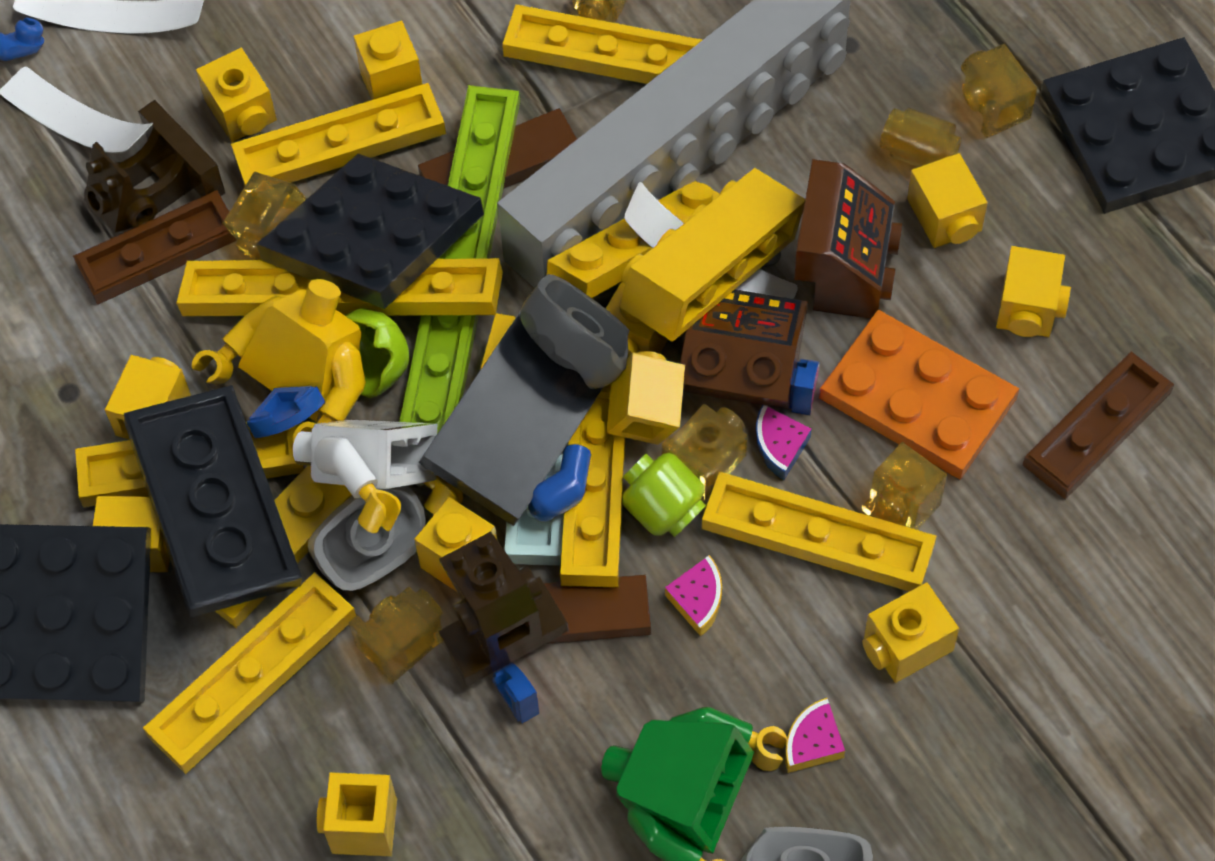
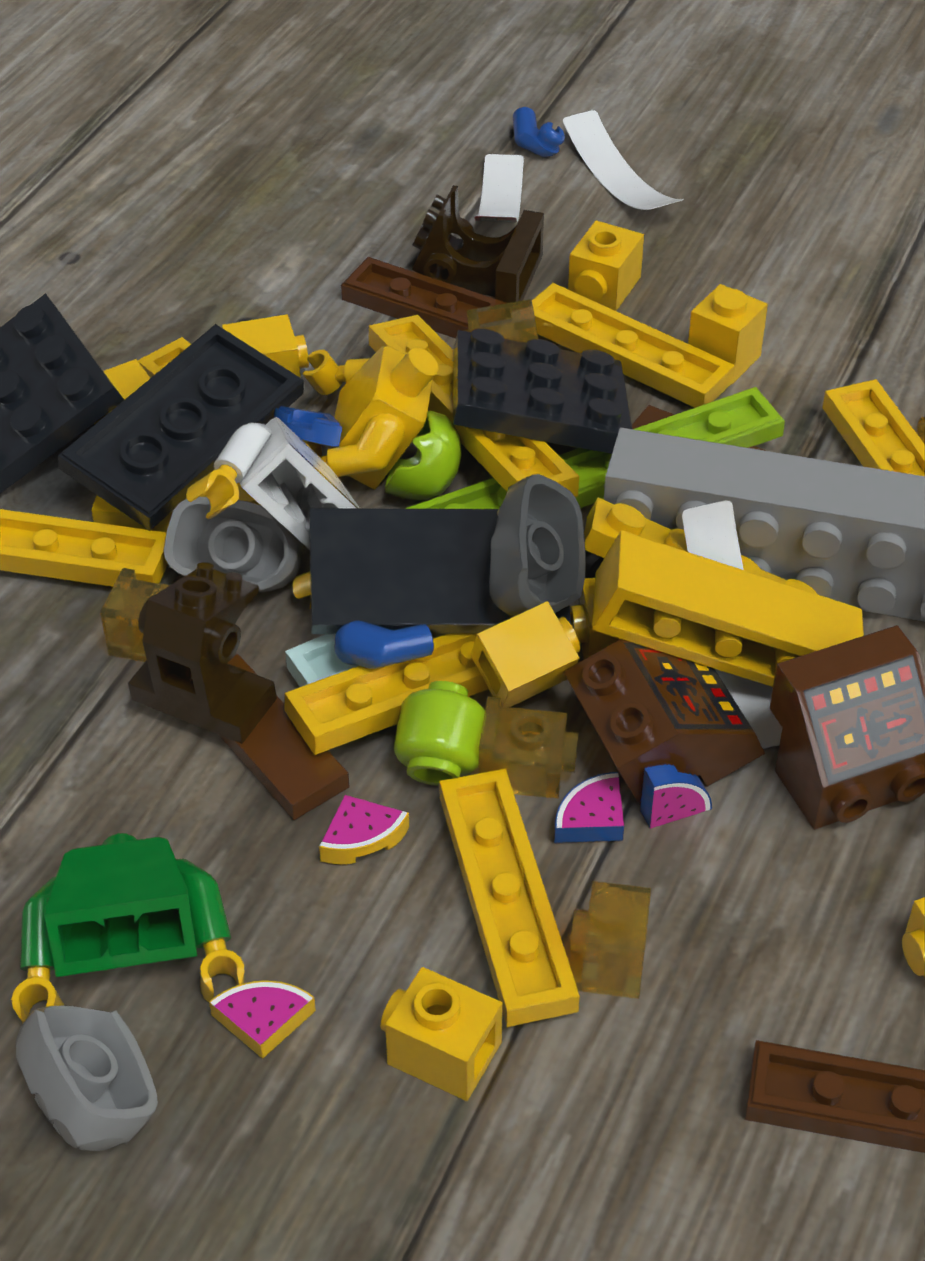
camera: 55 degrees right, 15 degrees down
(446, 532) = (274, 616): yellow brick -> none
(517, 692) = (148, 738): blue tile -> none
(919, 393) = (753, 909): orange plate -> none

